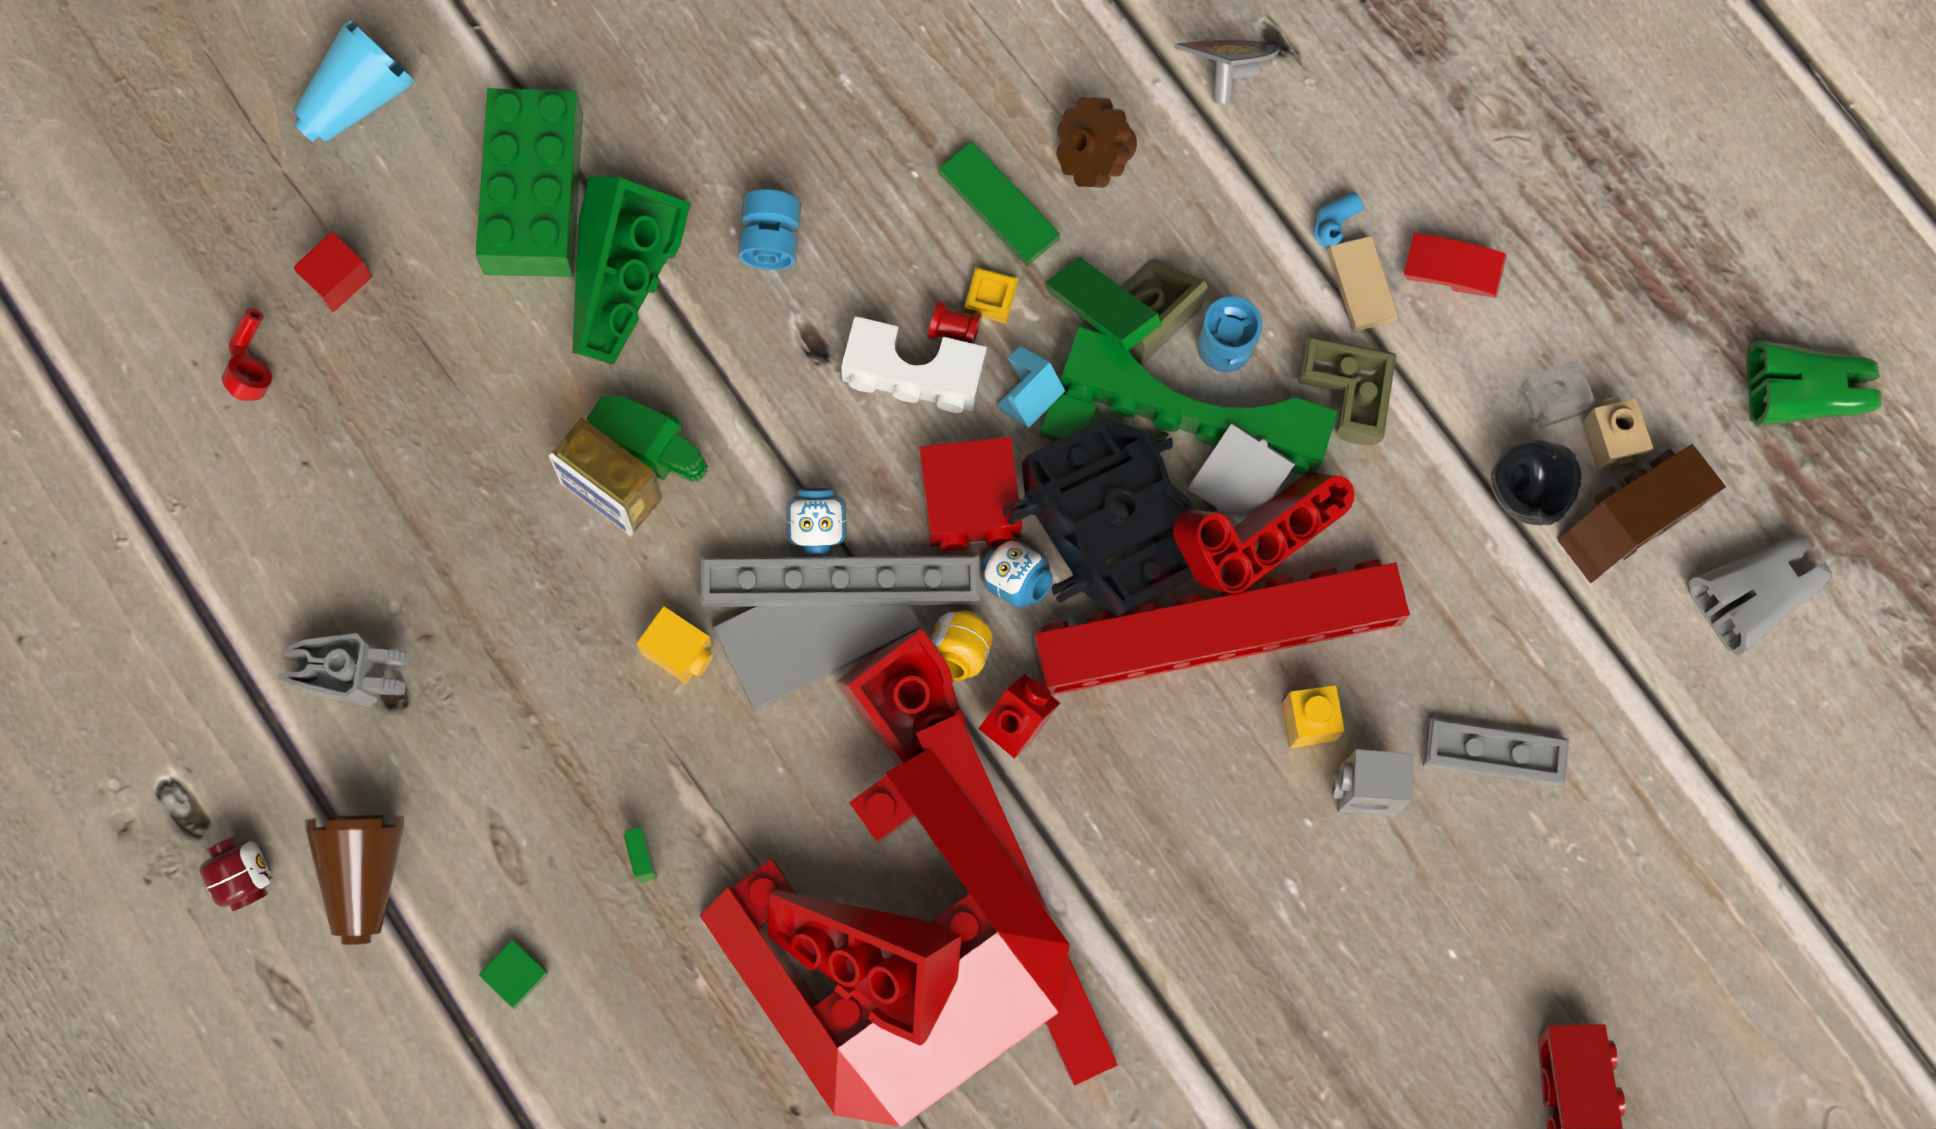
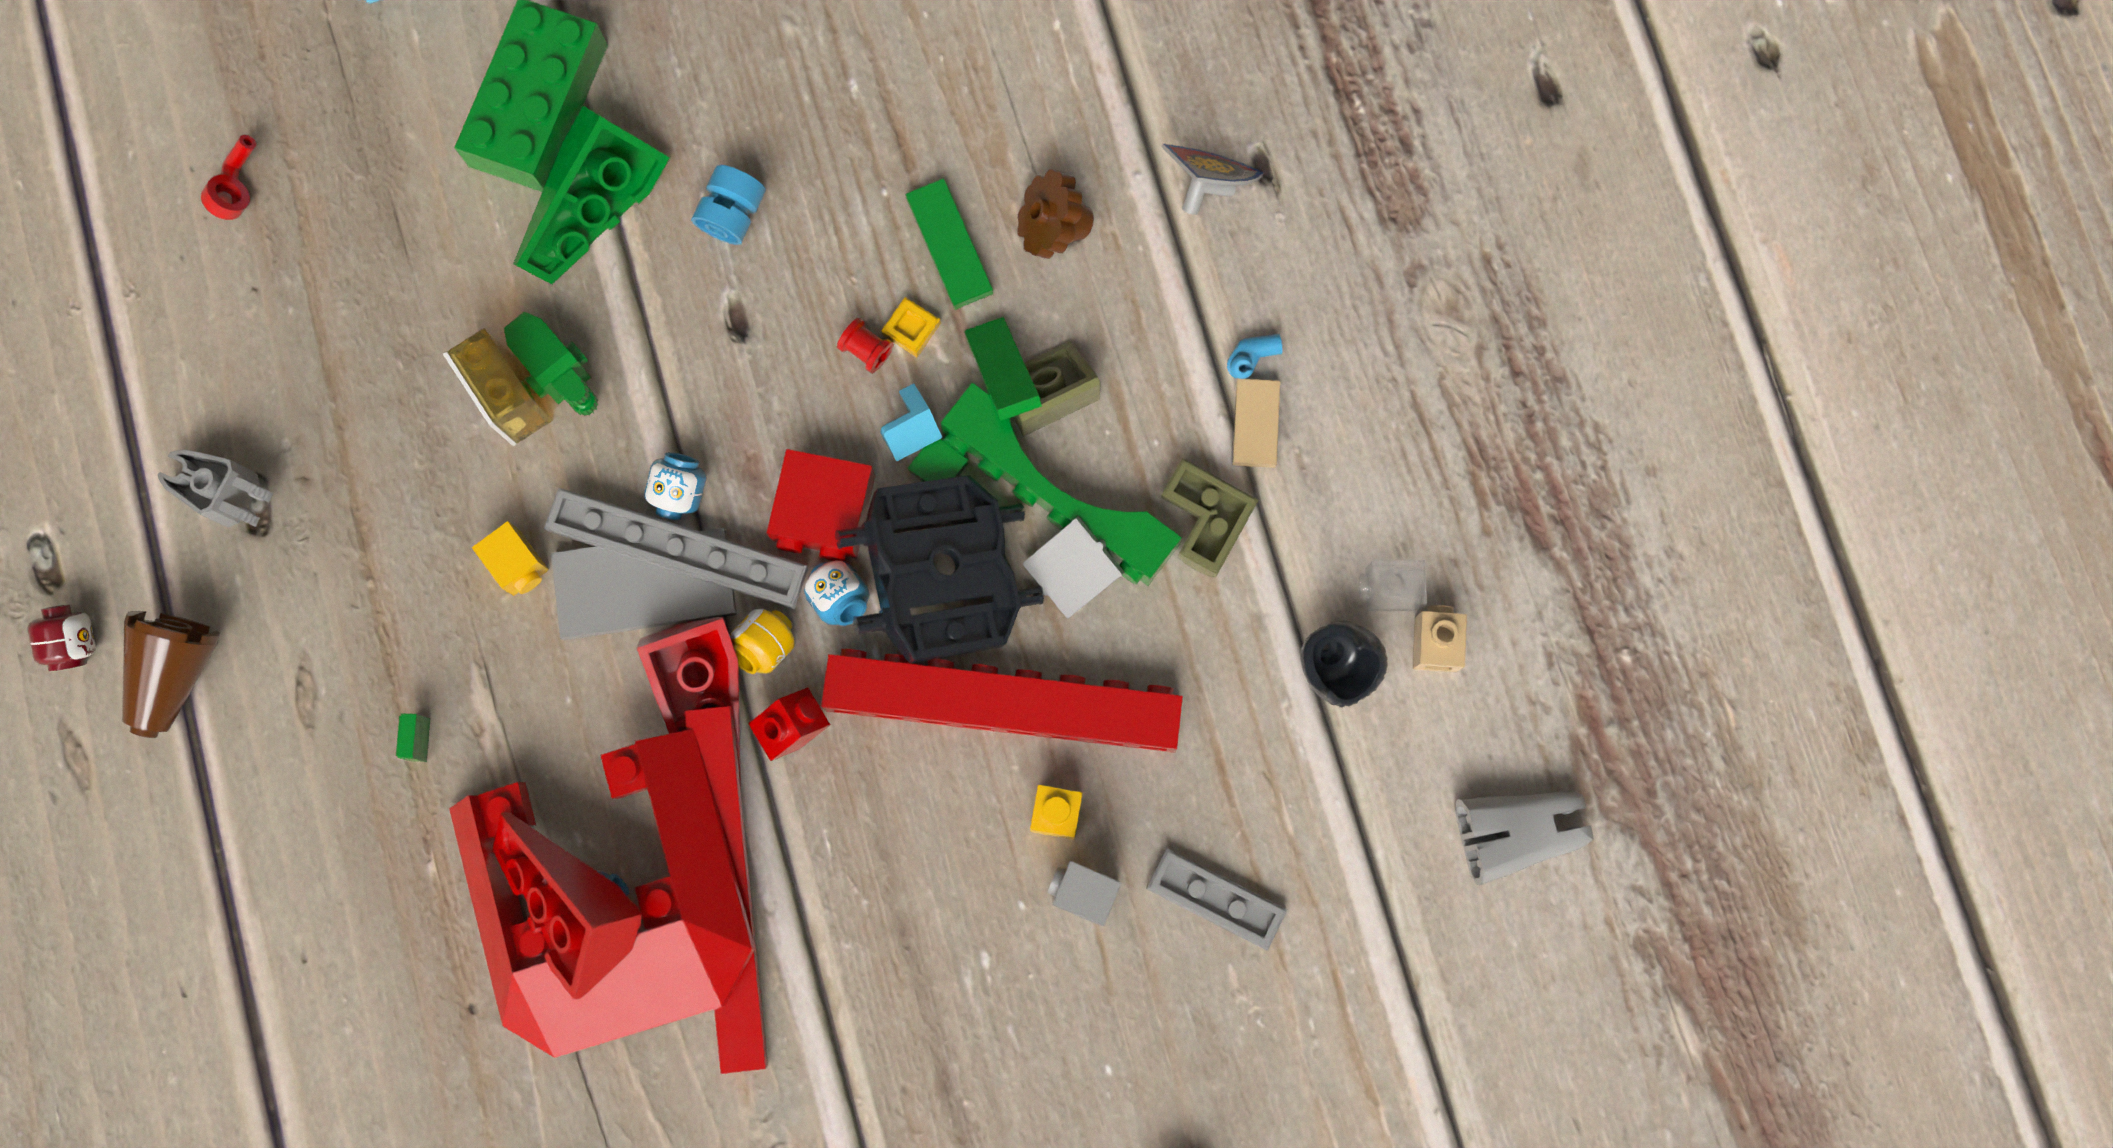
camera: 25 degrees right, 5 degrees up
(333, 271) = (331, 124): red panel -> none
(513, 974) = (270, 806): green tile -> none
(948, 379) = (843, 392): white arch -> none
(1229, 334) = (1110, 432): dark azure wheel -> none
(1314, 502) = (1132, 616): red beam -> none
(1455, 264) = (1347, 433): red slope -> none
(1640, 510) = (1435, 719): reddish brown wedge -> none
(1806, 384) = (1639, 651): green piece -> none

